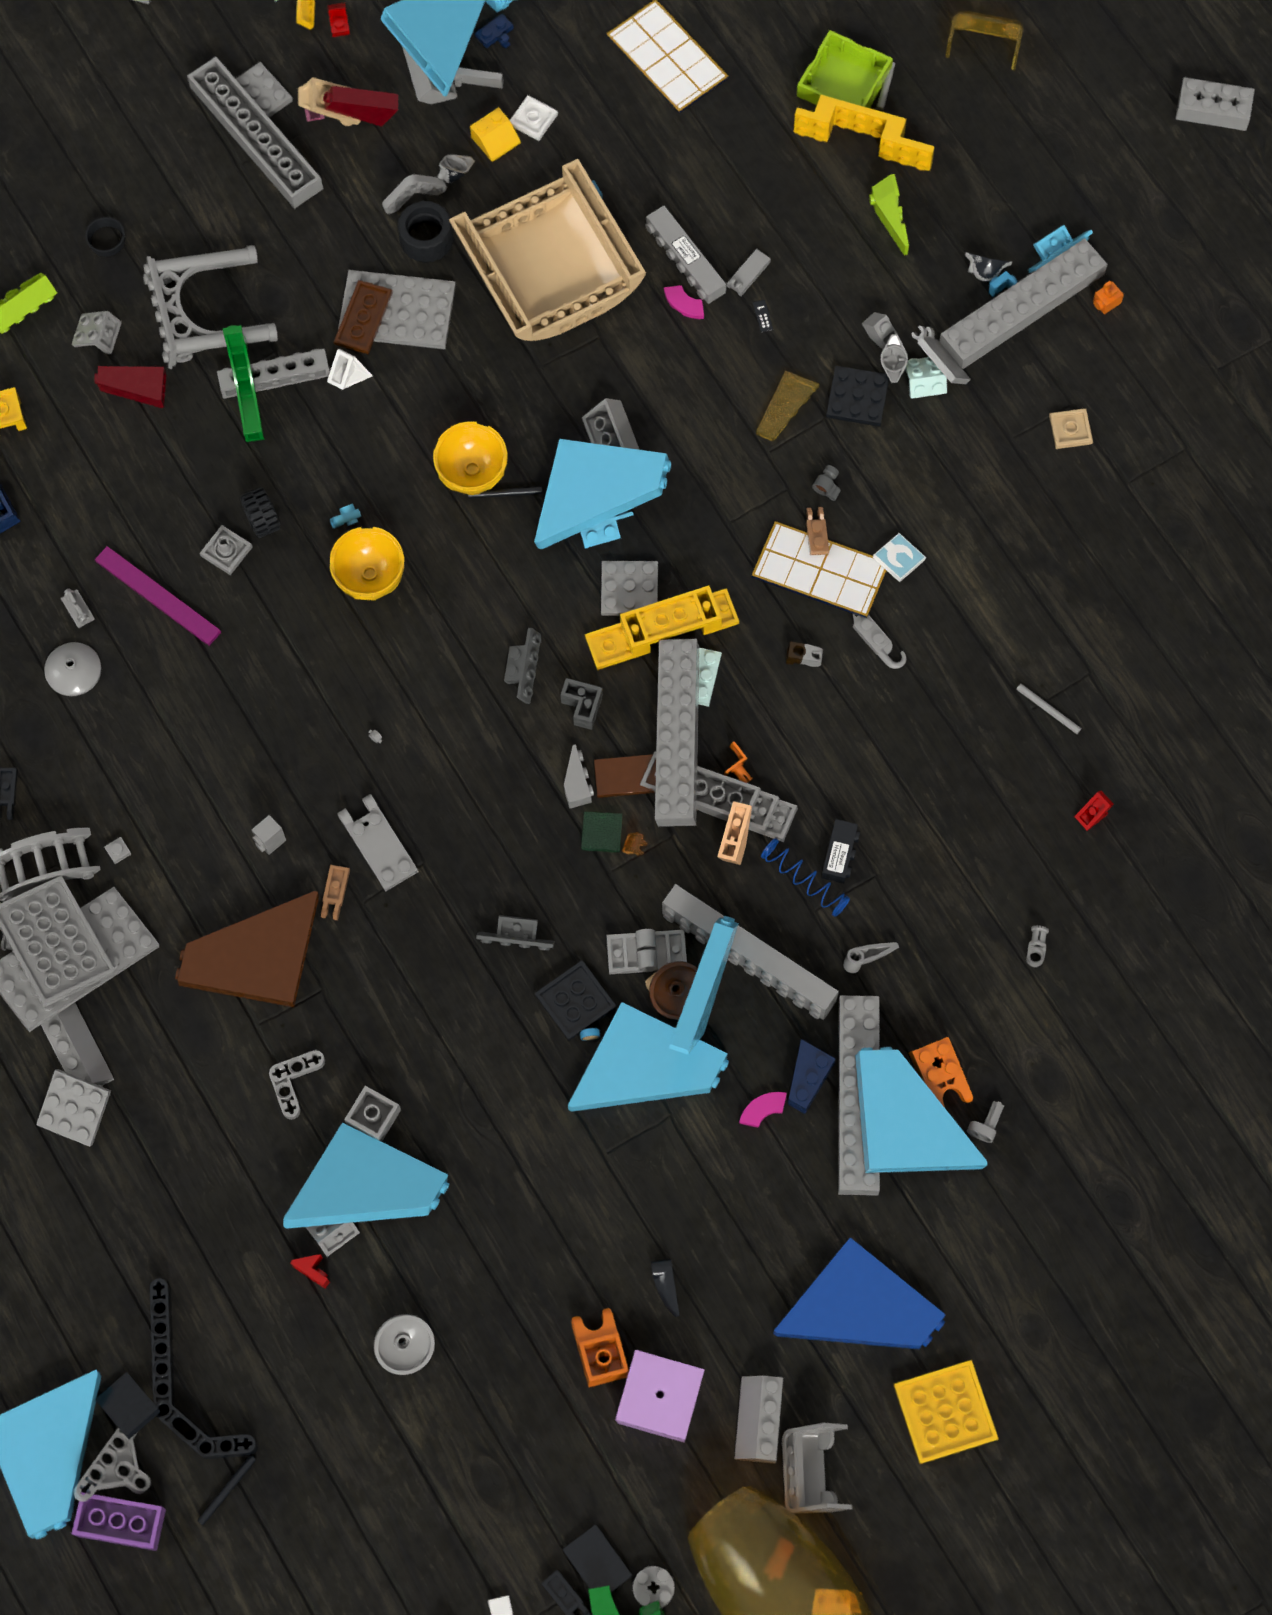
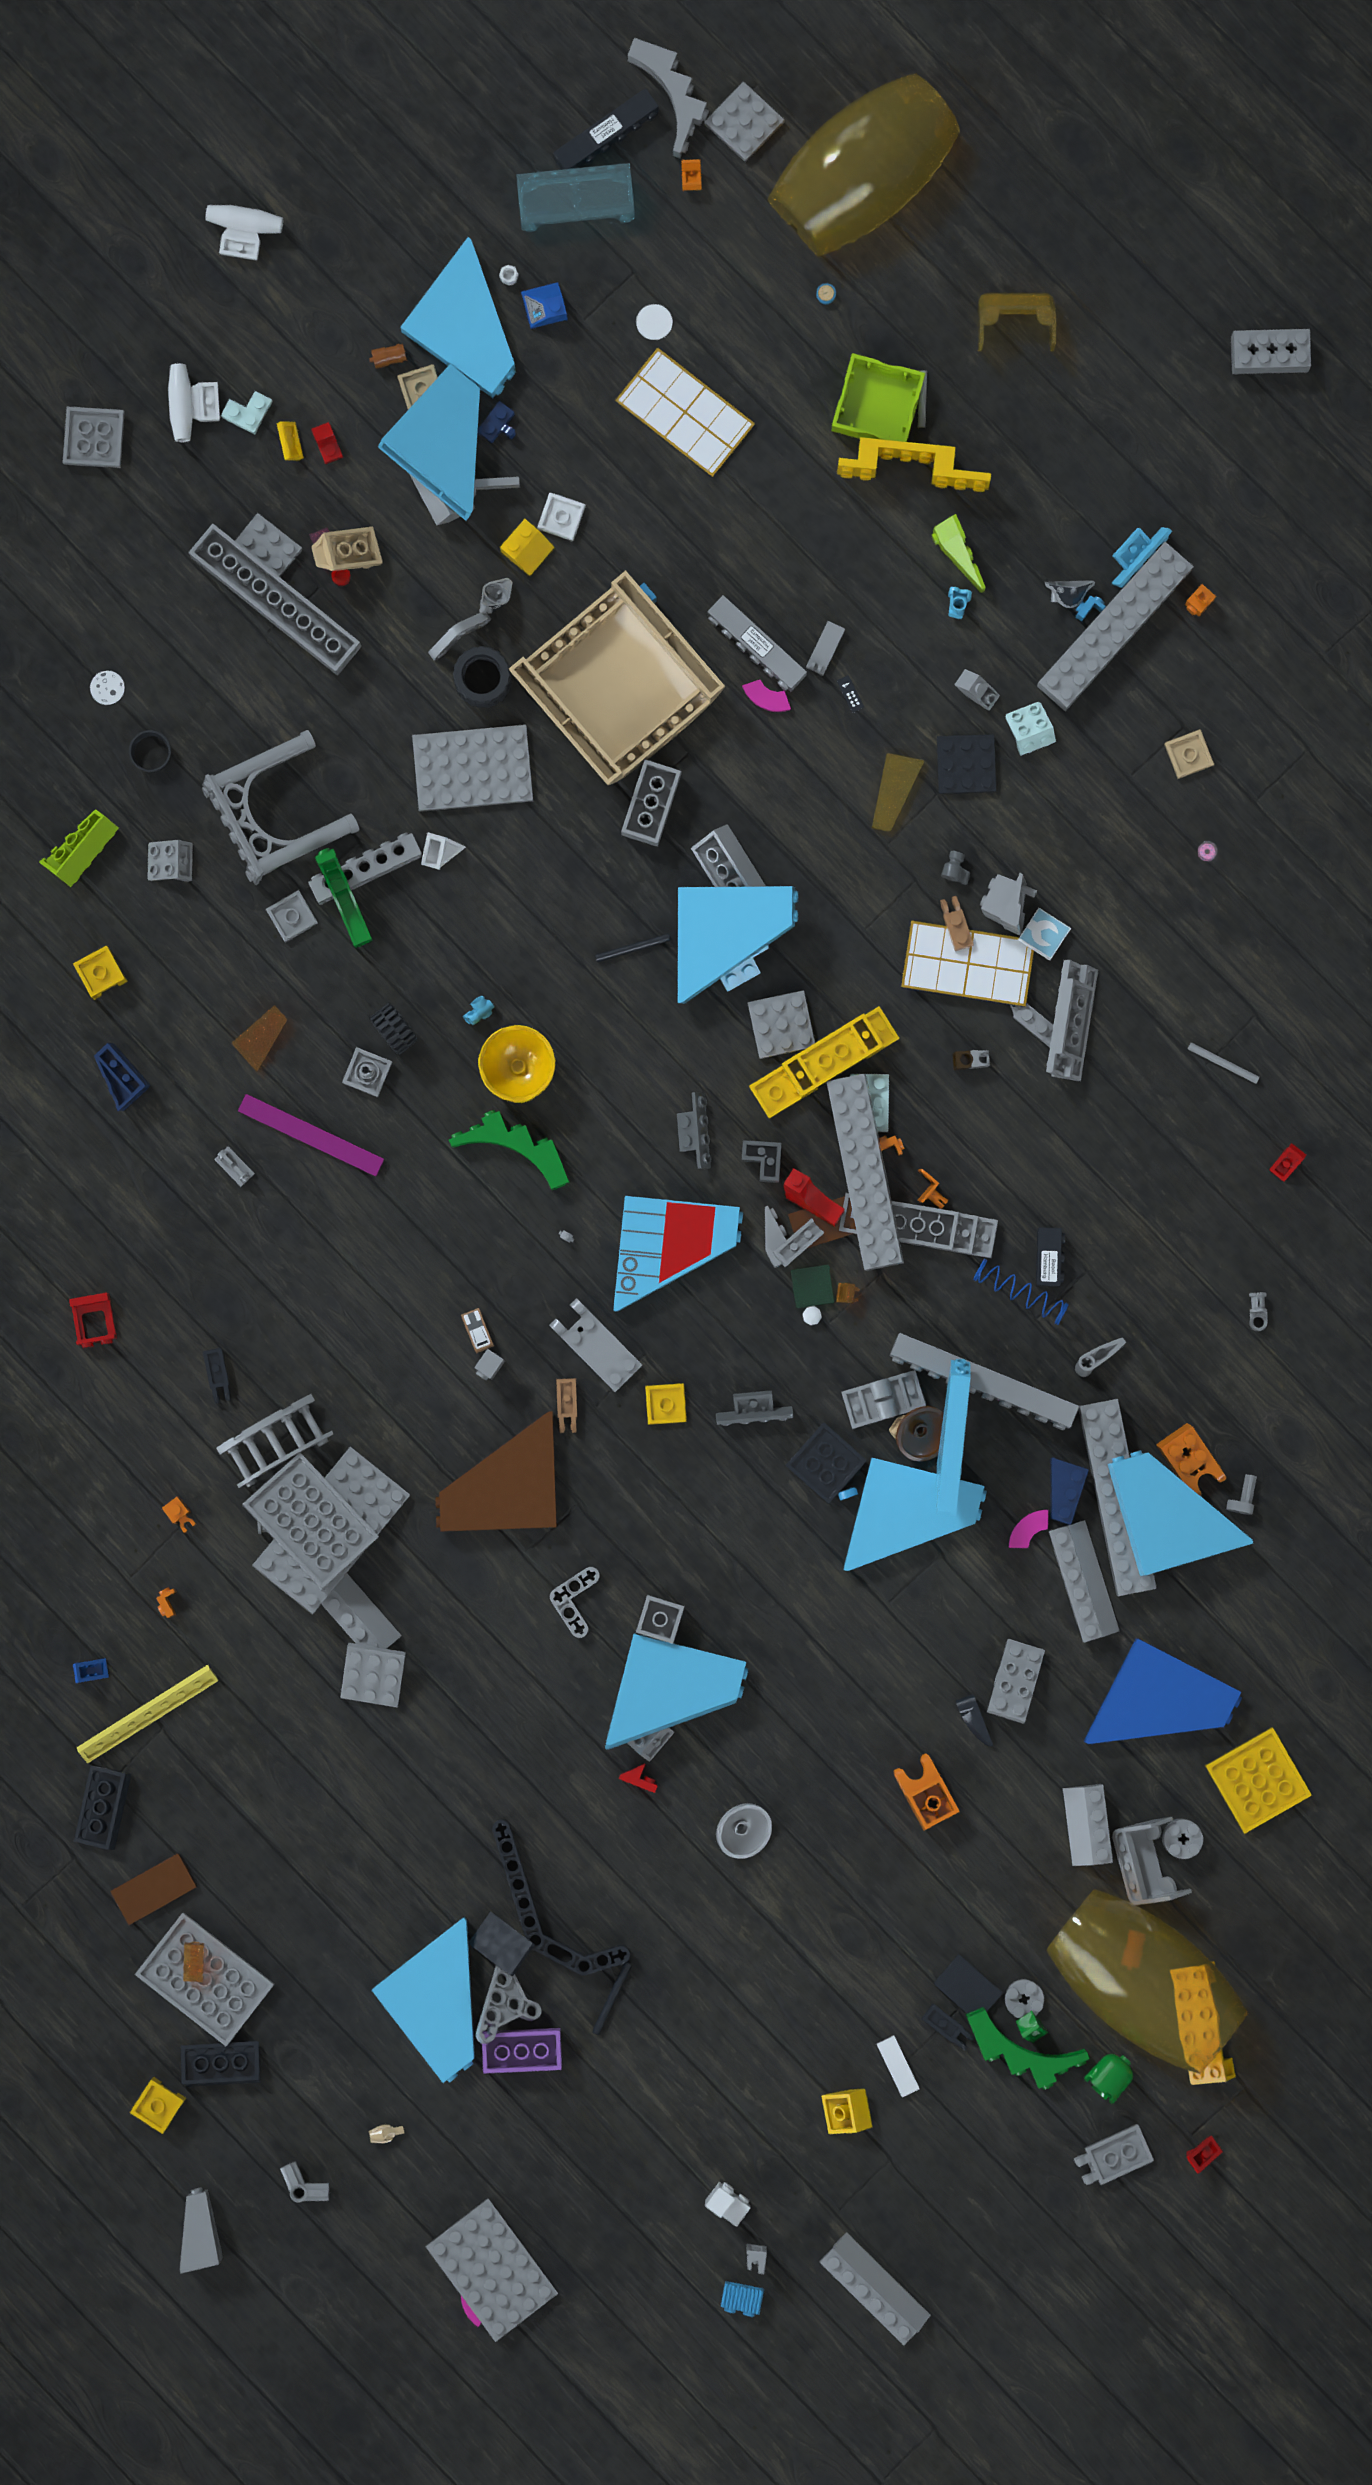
camera: 10 degrees left, 15 degrees up
(77, 678) = (256, 1240): light grey dish -> none
(83, 179) = (107, 687): none -> white sticker
(117, 850) = (343, 1408): light grey plate -> none
(134, 383) = (225, 910): dark red slope -> none
(134, 499) = (259, 1037): none -> clear orange wing
(194, 402) = (291, 916): none -> light grey tile
(266, 802) = (477, 1330): none -> slope
(320, 128) = (341, 577): none -> red tile
(352, 638) = (518, 1139): none -> green arch
(361, 104) = (381, 548): dark red slope -> none
(363, 317) = (442, 787): reddish brown tile -> none
(431, 912) = (665, 1403): none -> yellow tile
(470, 458) = (592, 926): yellow rock -> none
(472, 760) = (667, 1241): none -> slope
(553, 368) = (662, 797): none -> light grey brick
(594, 858) = (812, 1315): none -> white tile
(596, 783) = (798, 1242): none -> light grey hinge
(616, 744) = (806, 1195): none -> red arch
(659, 1396) = (993, 1826): lavender container -> none
(709, 713) = (892, 1141): none -> orange bracket
(716, 1254) = (1015, 1681): none -> light grey plate
(735, 834) = (945, 1265): light nougat slope -> none
(807, 1171) = (1083, 1581): none -> light grey slope
(864, 1447) = (1173, 1832): none -> light grey brick
(868, 518) = (1006, 902): none -> light grey piece
(881, 256) = (958, 599): none -> medium azure plate
(894, 358) = (996, 720): light grey hat -> none
(908, 638) = (1072, 1021): none -> light grey slope
(940, 356) = (1043, 706): light grey tile -> none
(1071, 516) = (1207, 851): none -> clear tile

